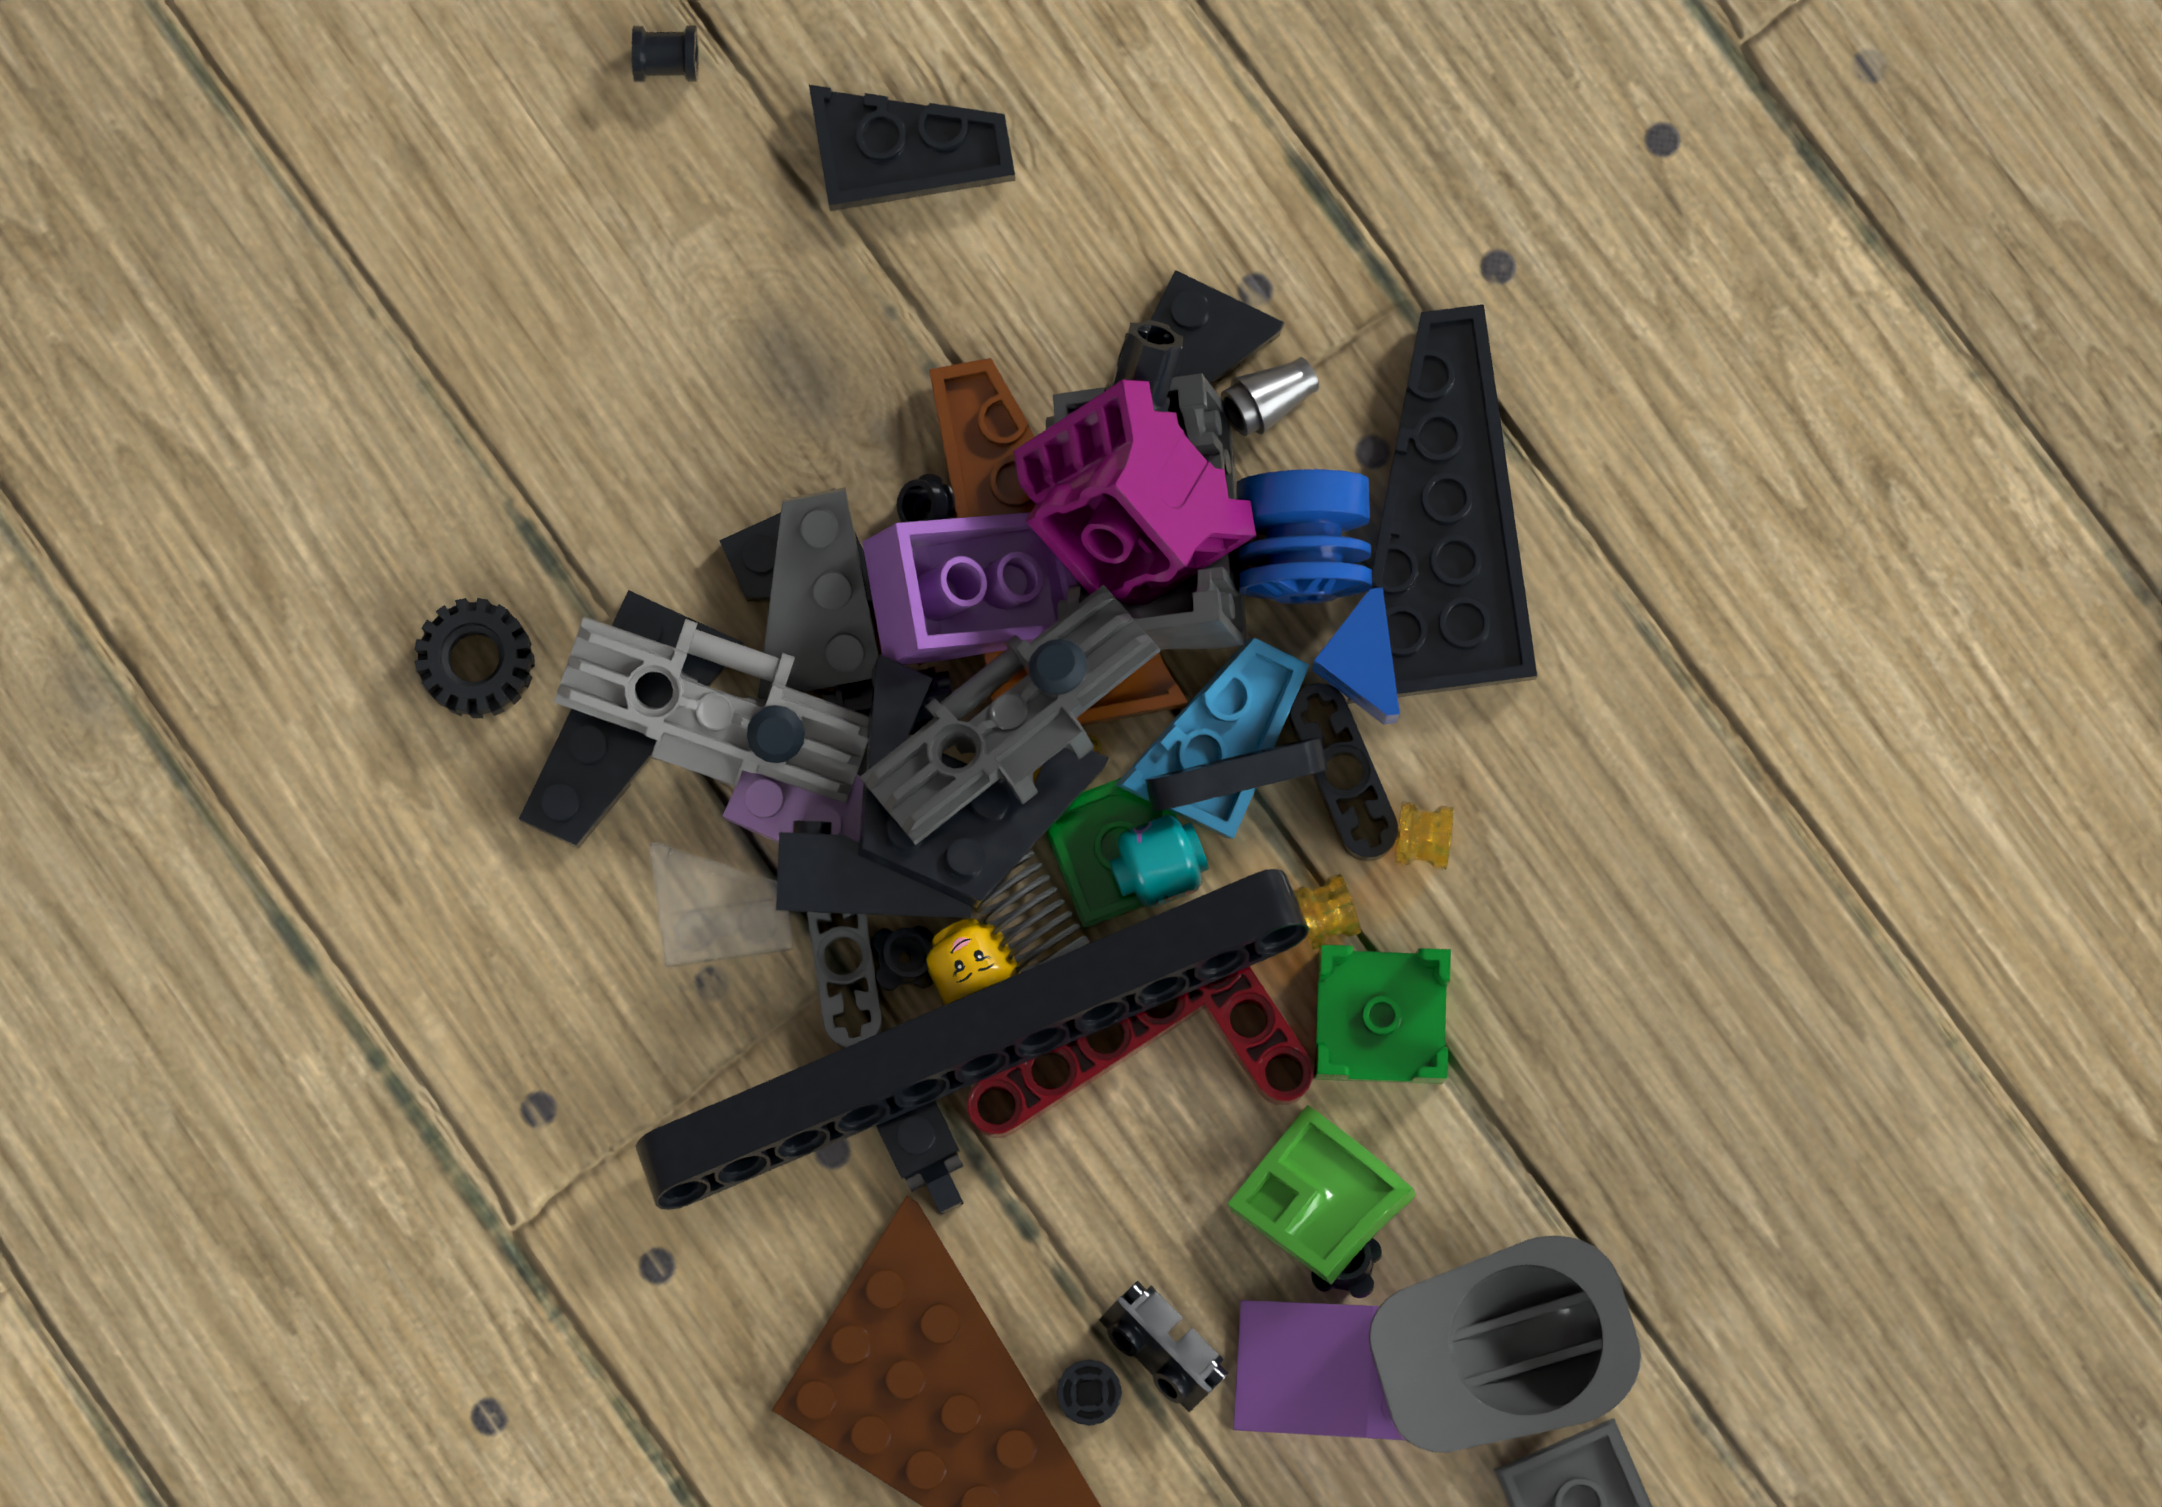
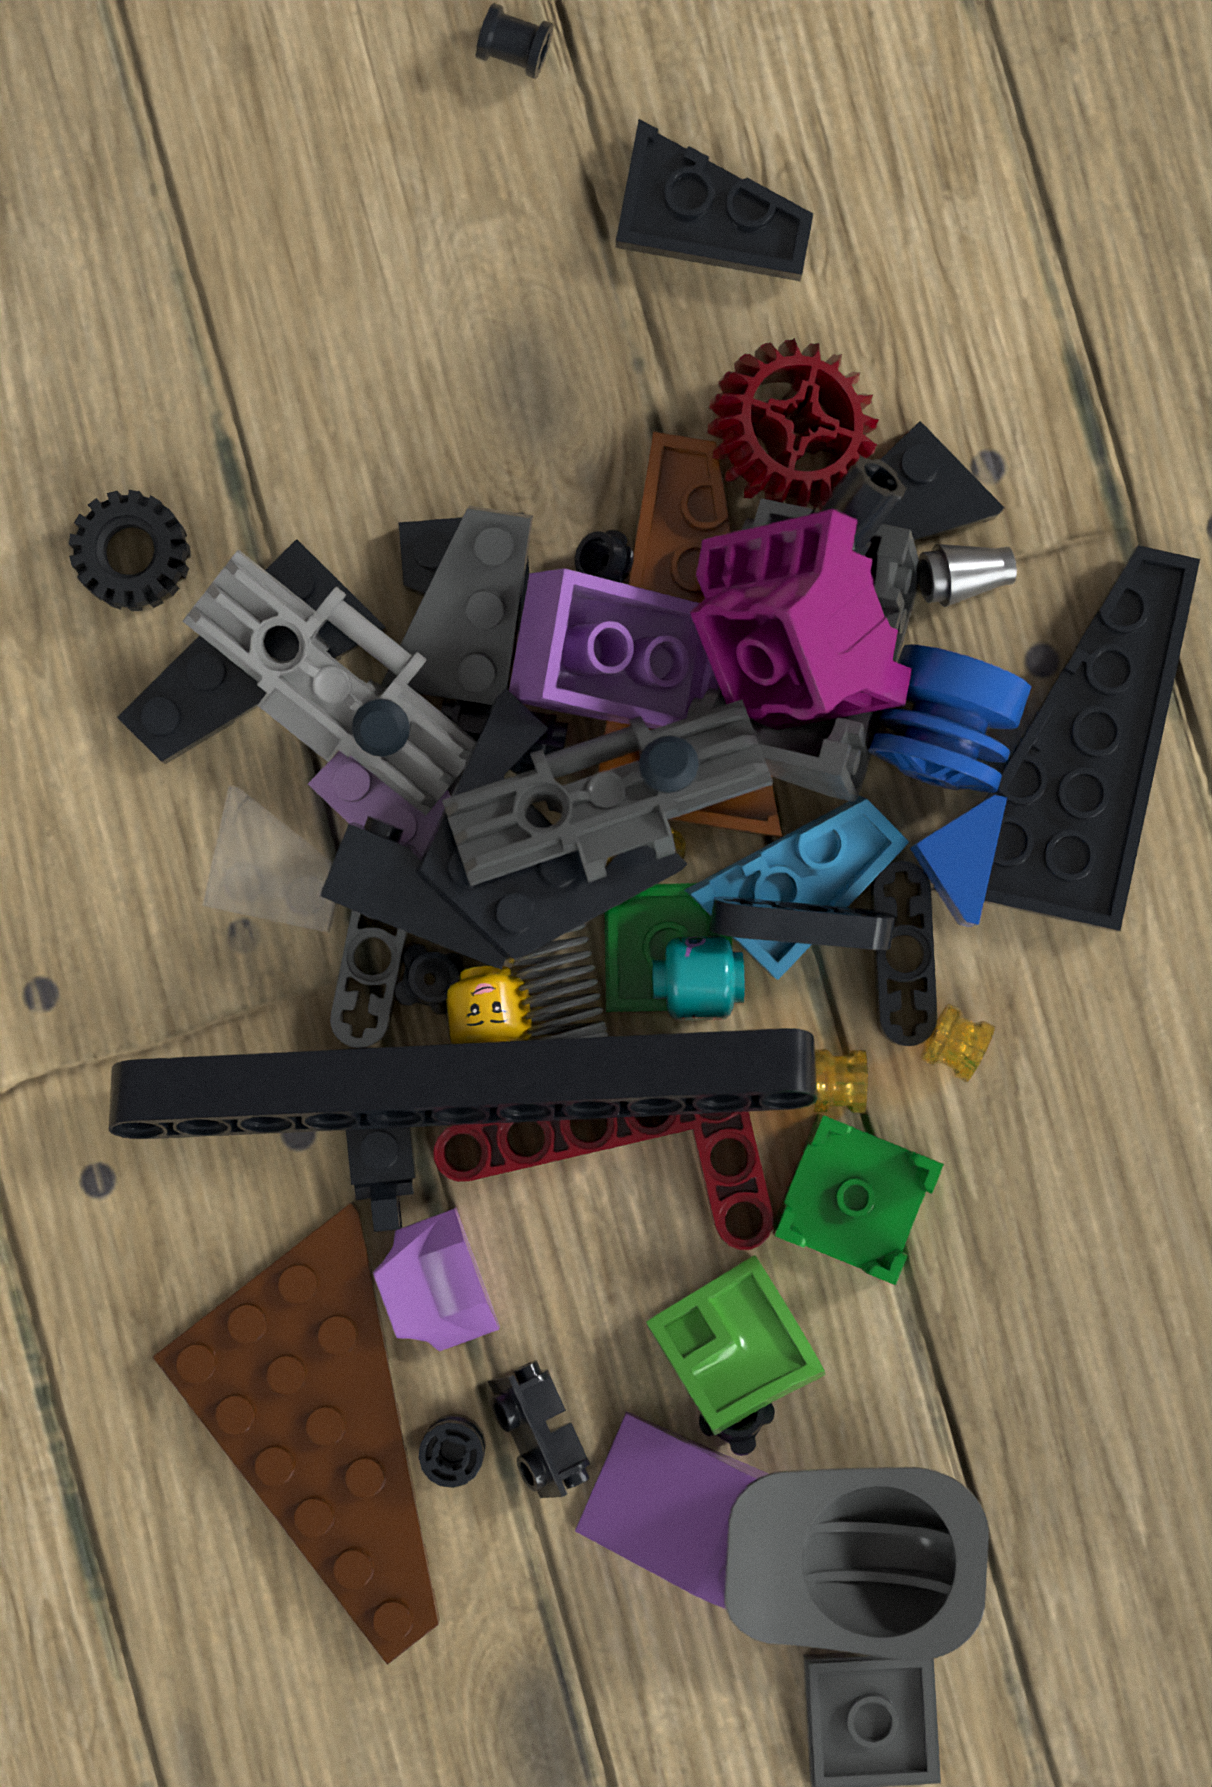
camera: 20 degrees right, 5 degrees up
(1011, 326) = (812, 381): none -> dark red gear
(1016, 1243) = (435, 1284): none -> medium lavender slope

